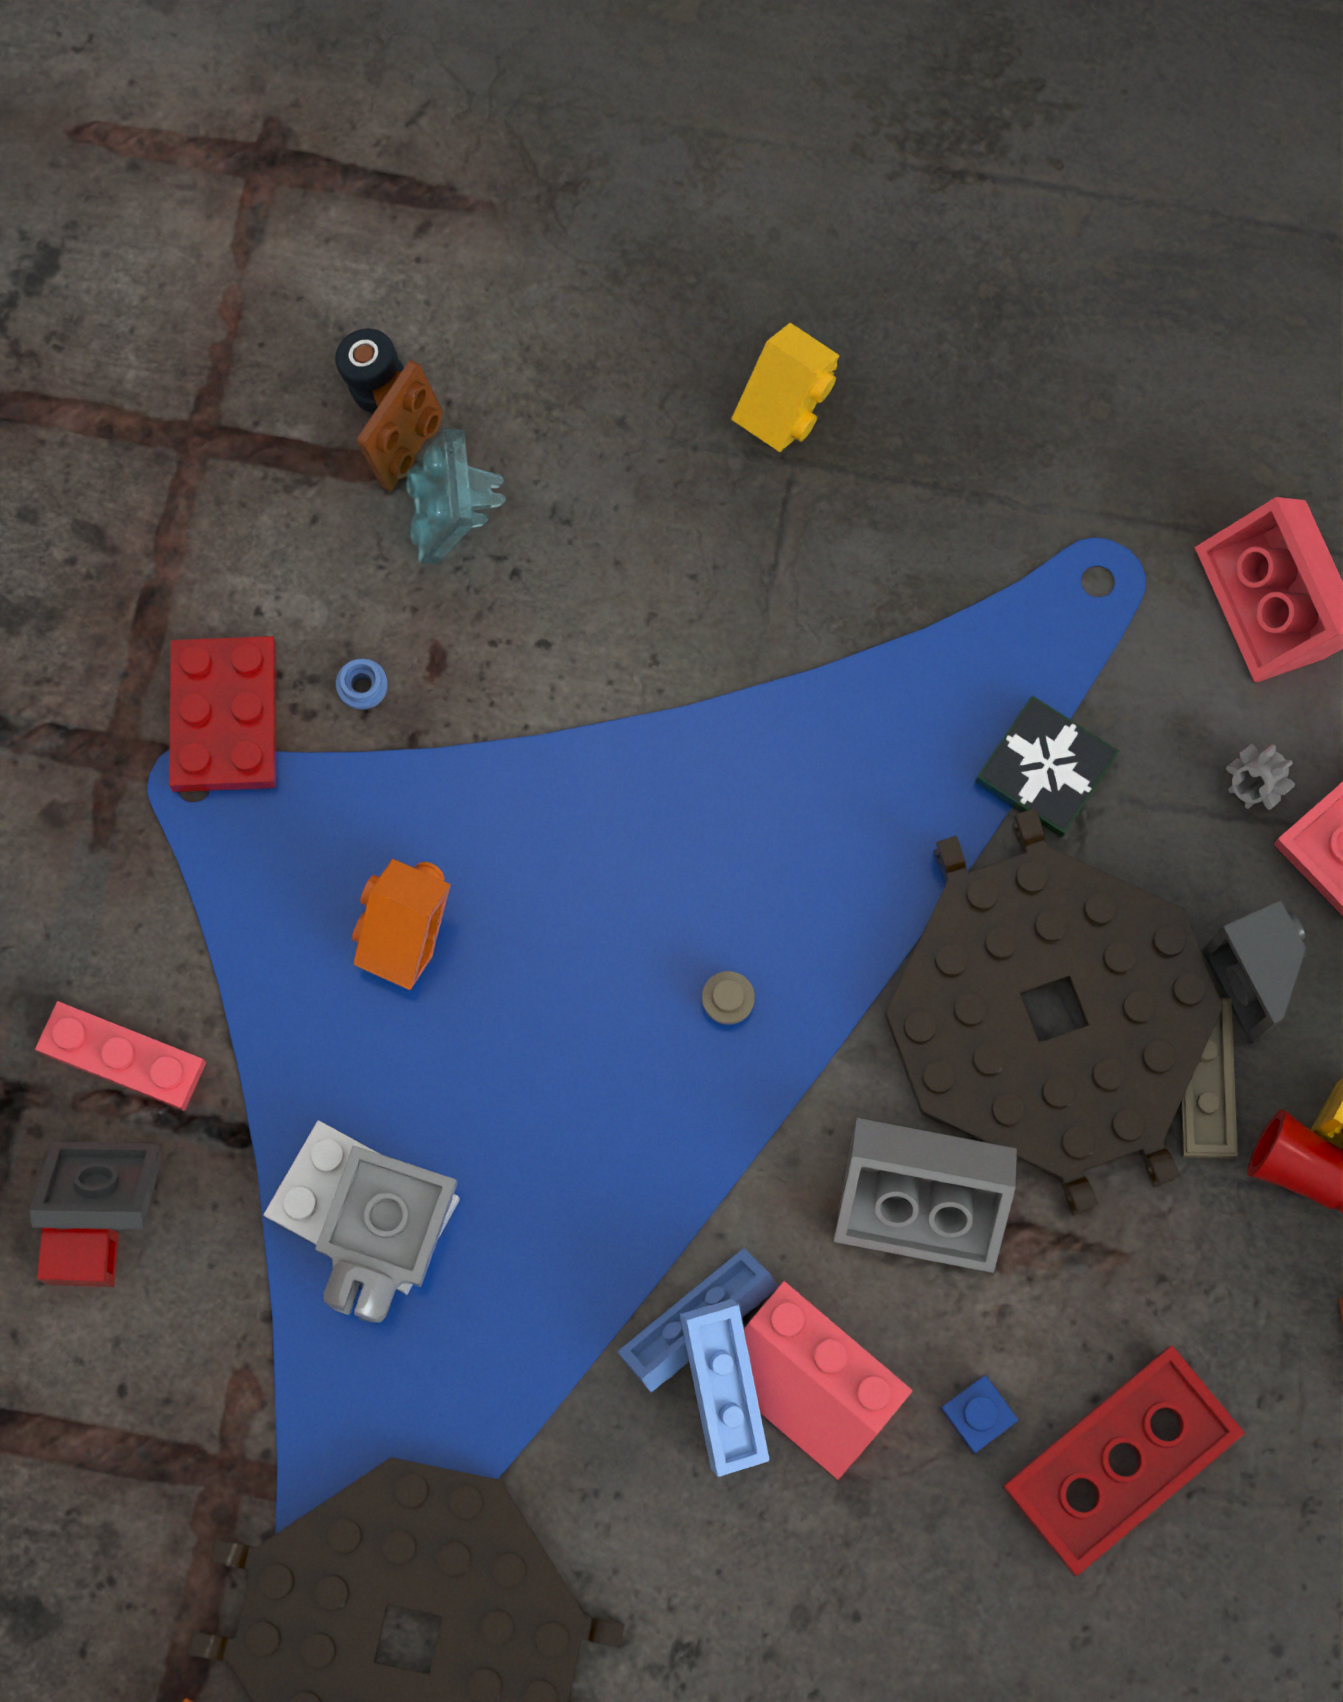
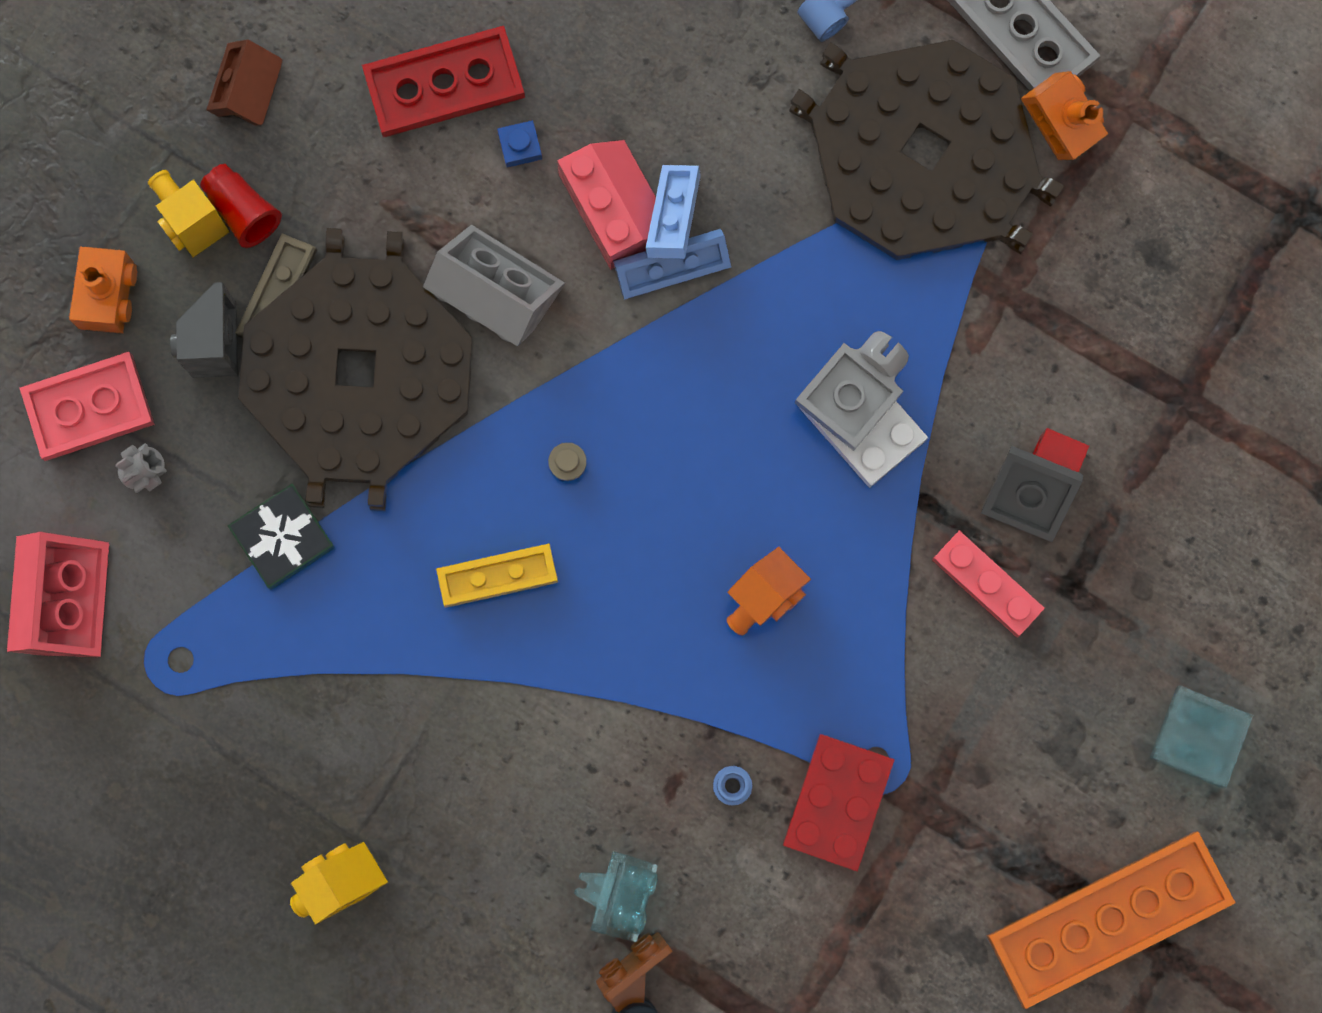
camera: 160 degrees left, 5 degrees up
(755, 819) = (496, 575): none -> yellow plate

